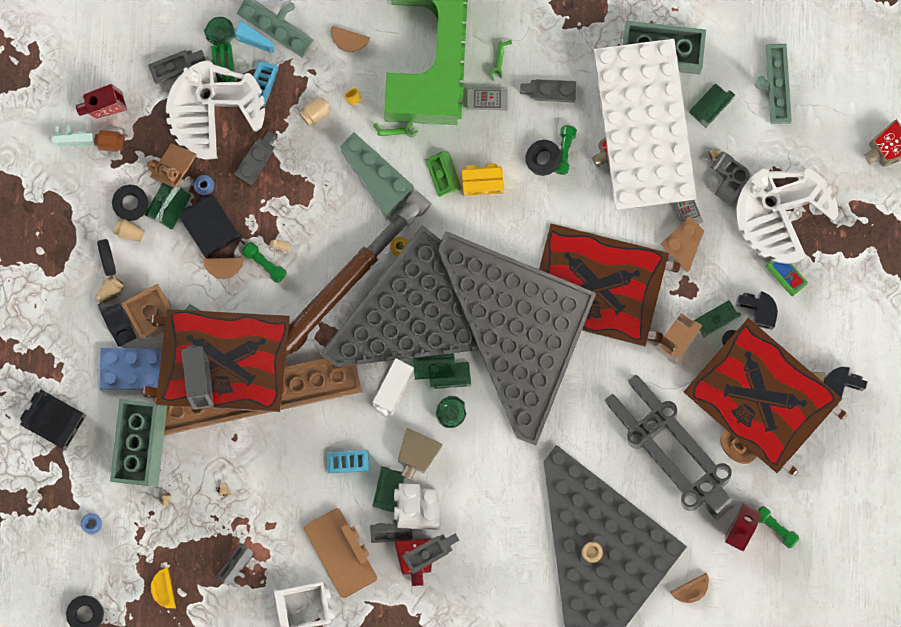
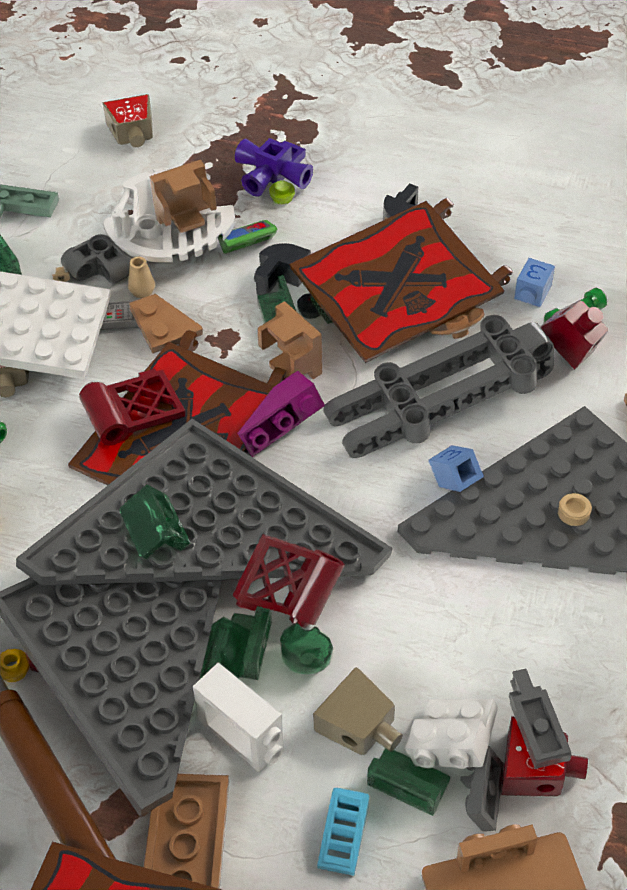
camera: 70 degrees left, 30 degrees down
(483, 401) = (307, 586): none -> dark red piece
(497, 300) = (153, 522): none -> clear green panel
(594, 233) = (109, 413): none -> dark red piece
(605, 471) = (456, 468): none -> medium blue brick
(625, 348) = (280, 412): none -> magenta slope
(717, 218) = (140, 278): none -> tan cone
(786, 223) = (181, 195): none -> medium nougat panel
(794, 493) = (534, 282): none -> medium blue brick
(844, 286) = (282, 192): none -> lime plate
(867, 273) = (273, 163): none -> dark purple brick

